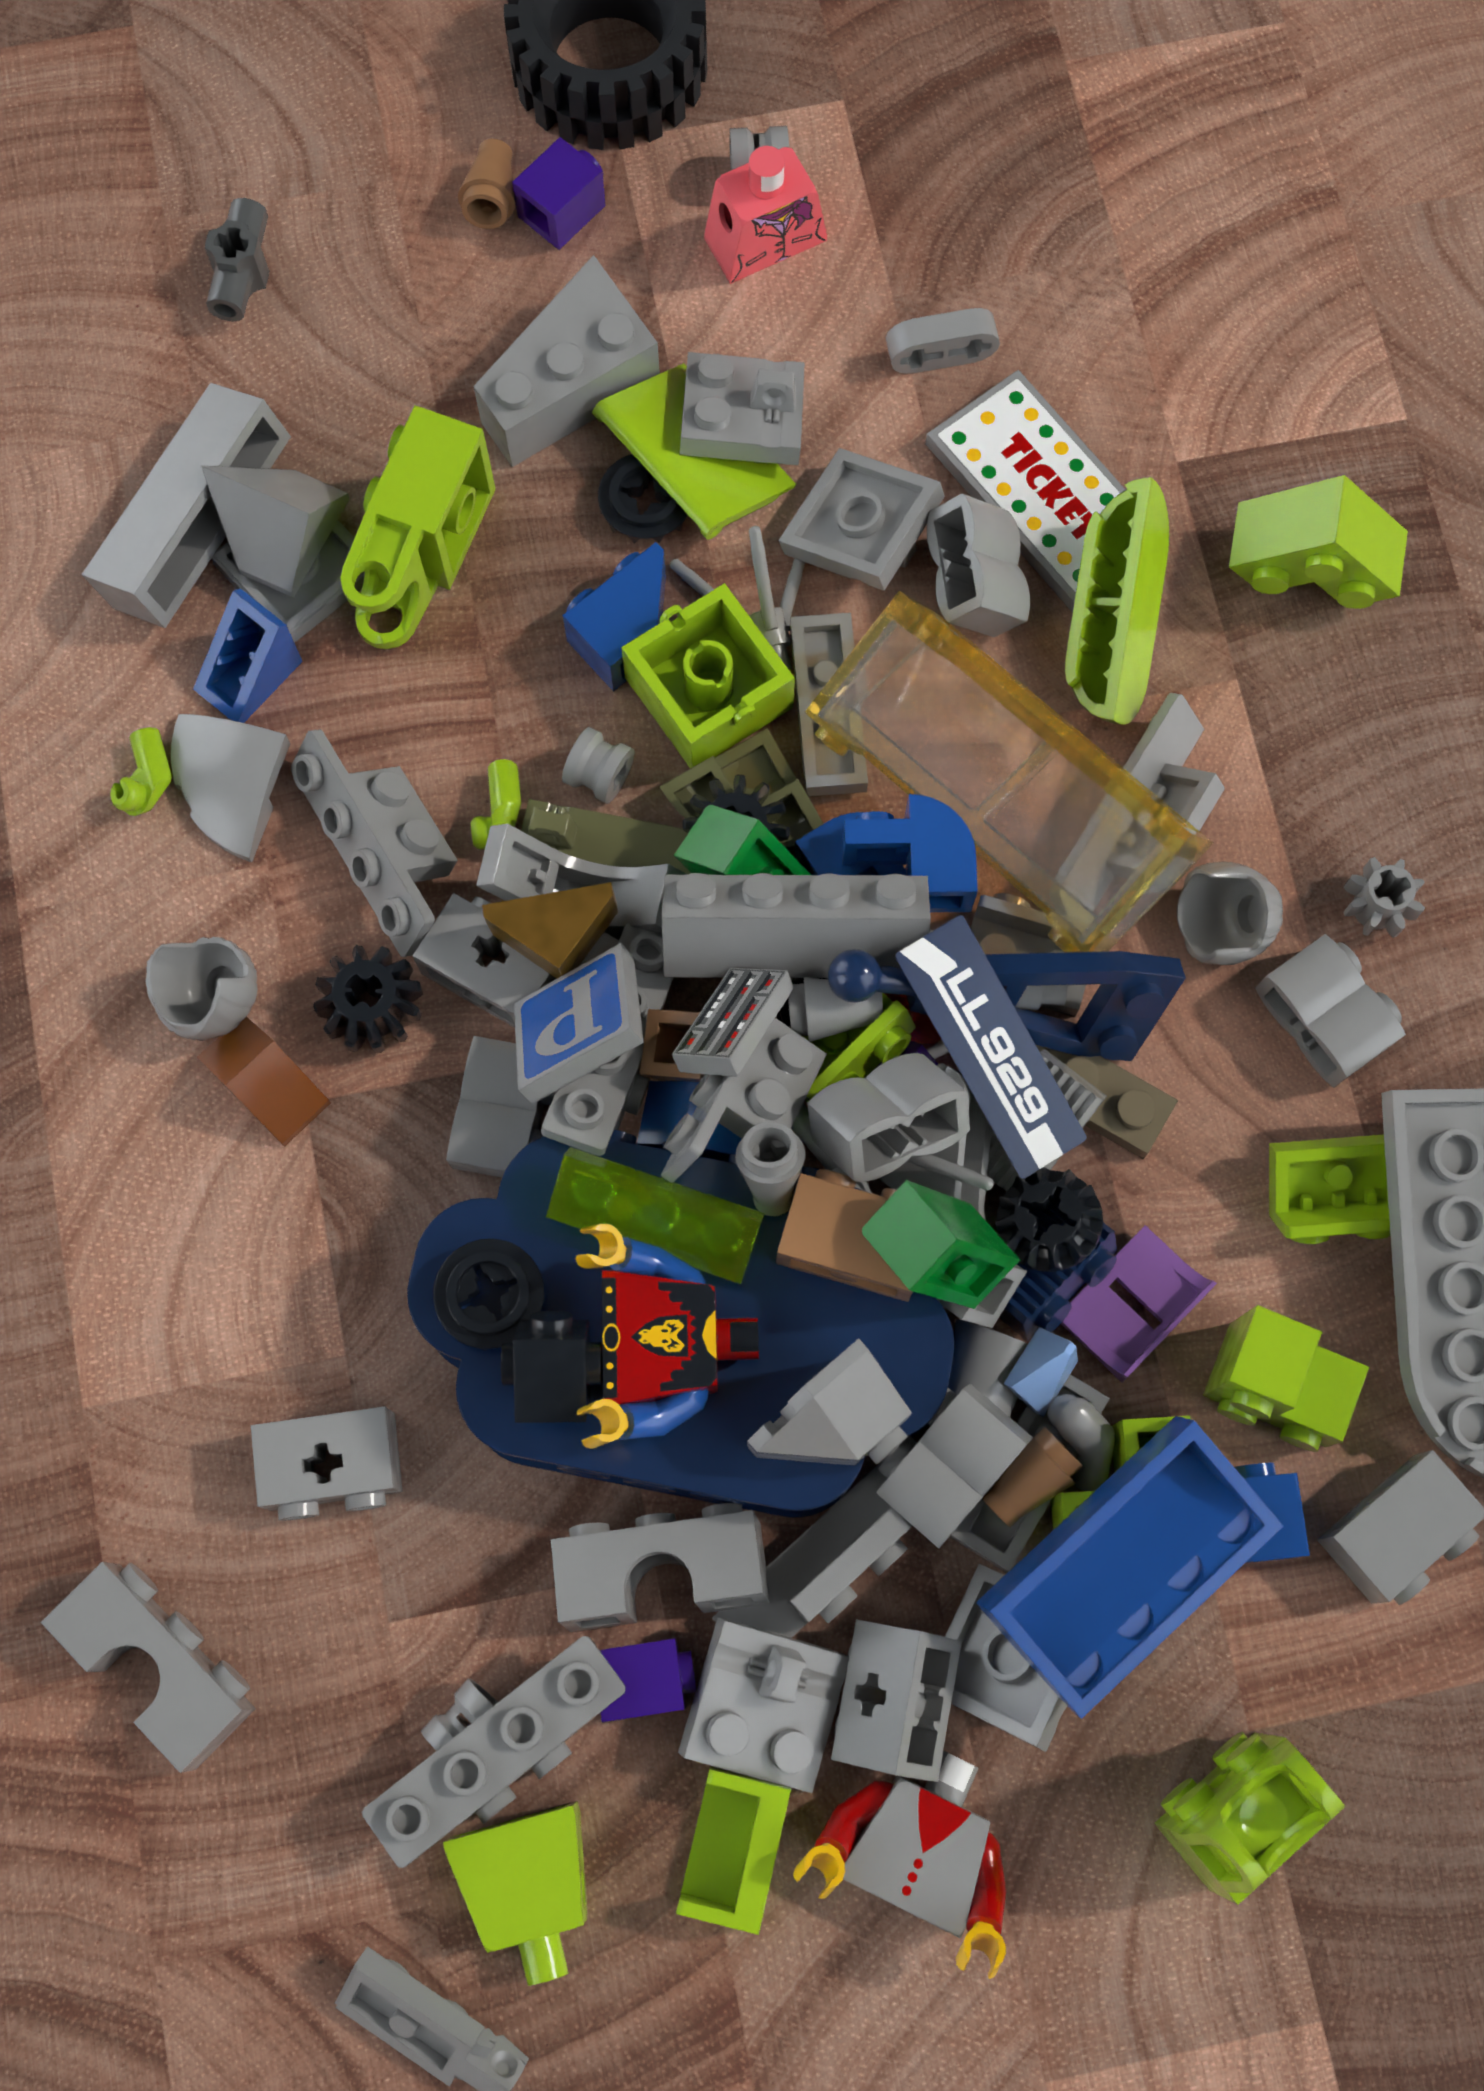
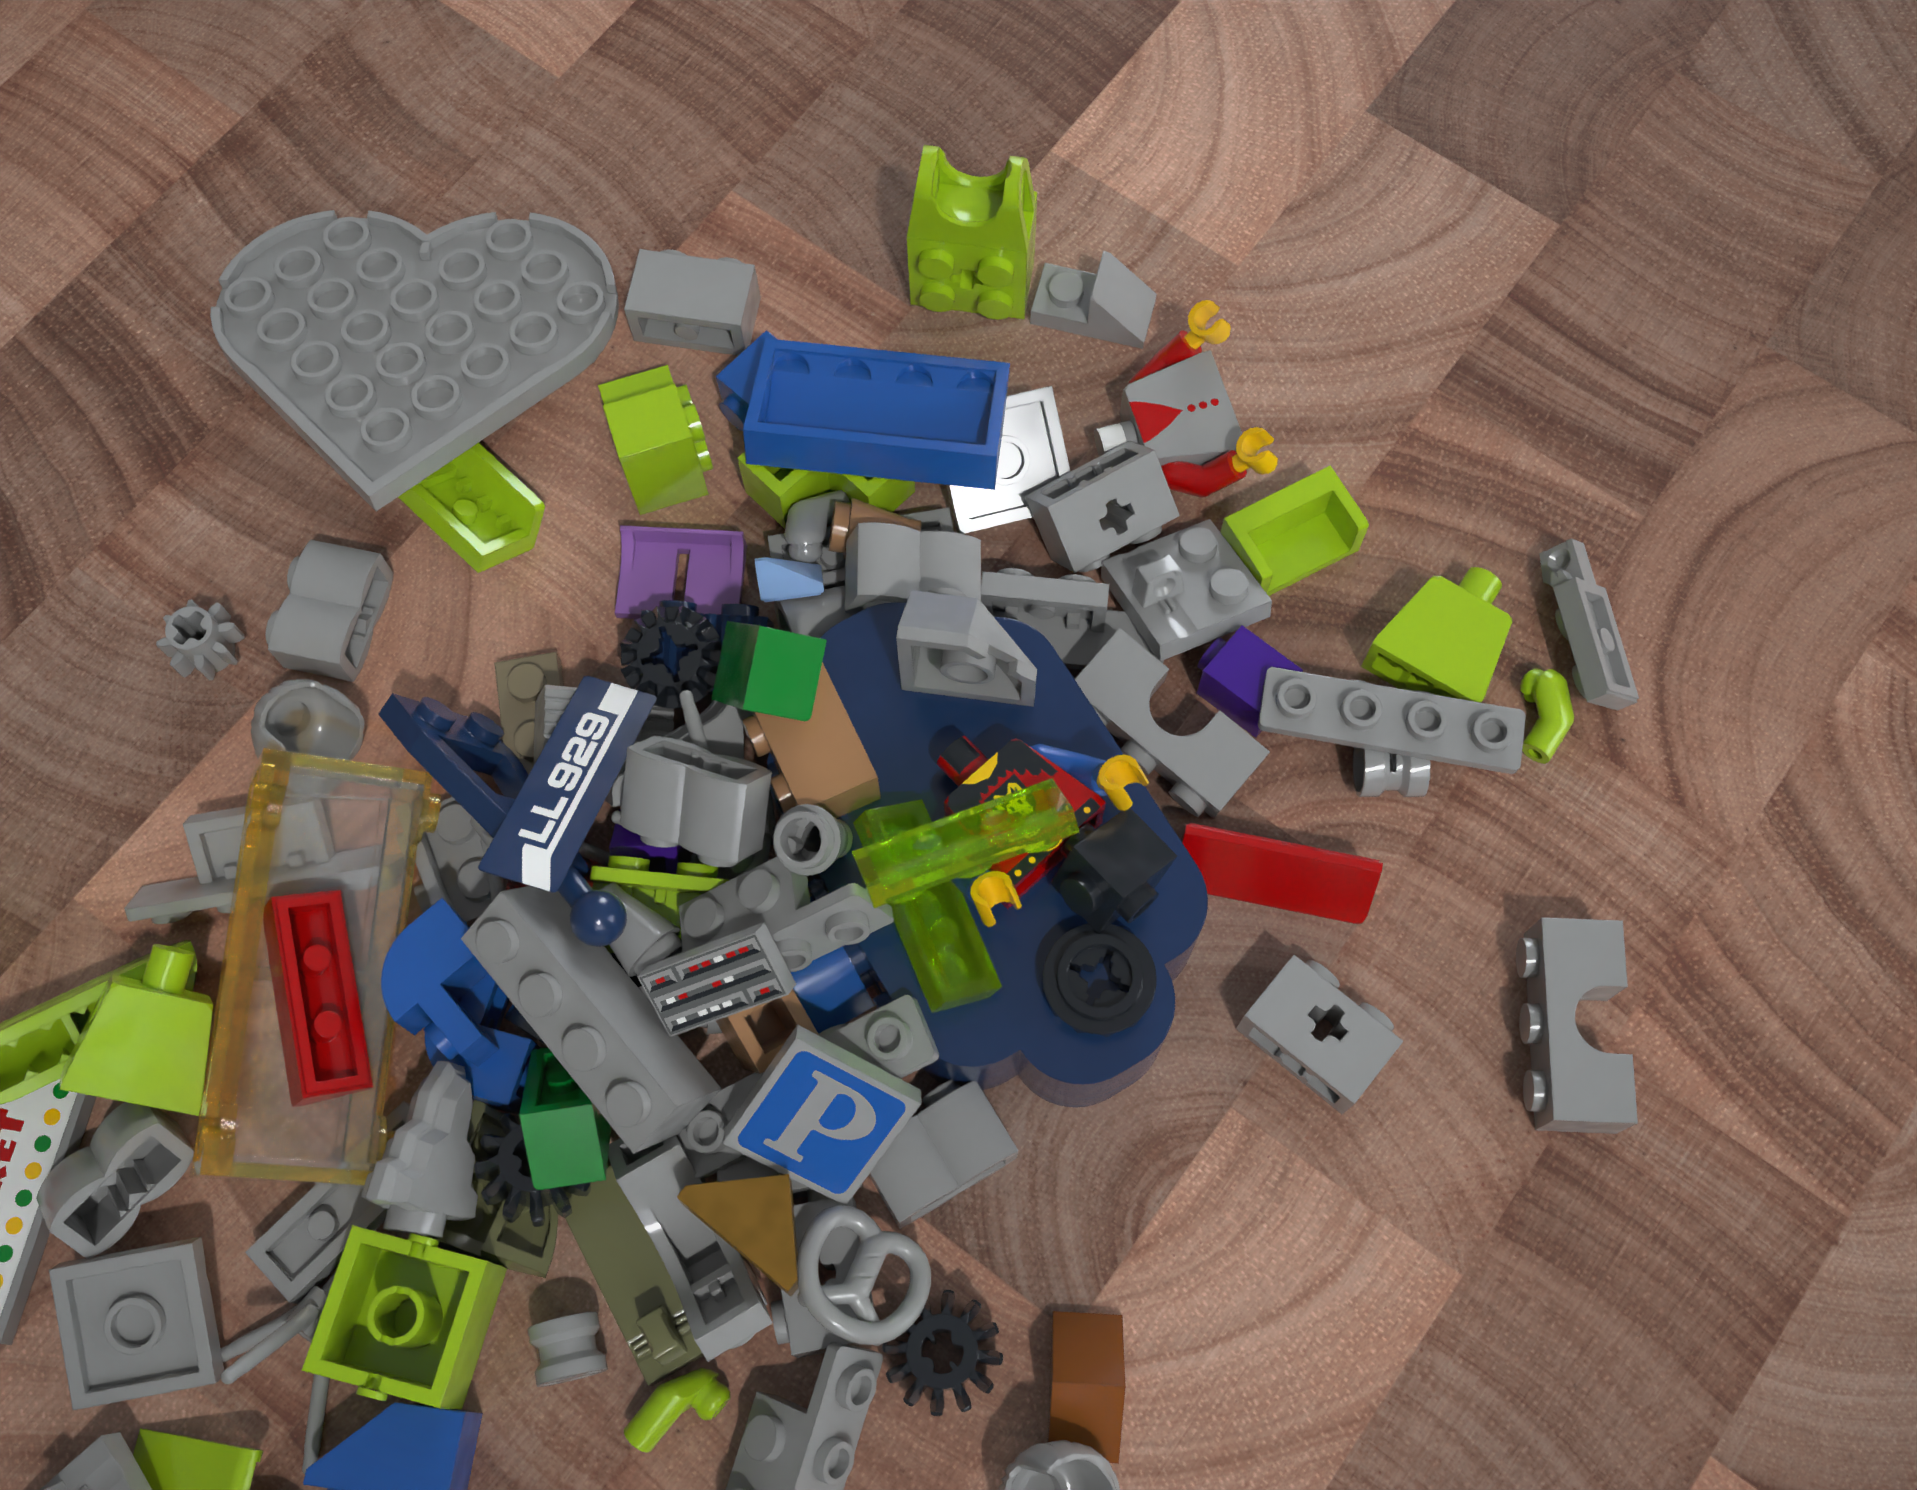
camera: 130 degrees left, 5 degrees down
(391, 1920) = (1554, 709): none -> lime arm
(456, 973) = (860, 1278): none -> light grey piece
(471, 1550) = (1283, 873): none -> red slope
(658, 1260) = (965, 843): none -> clear neon green plate
(796, 756) = (429, 1160): none -> light grey rock
(989, 770) = (316, 997): none -> red slope
(1057, 639) = (146, 1039): none -> lime torso
(1112, 1897) = (1100, 305): none -> light grey slope

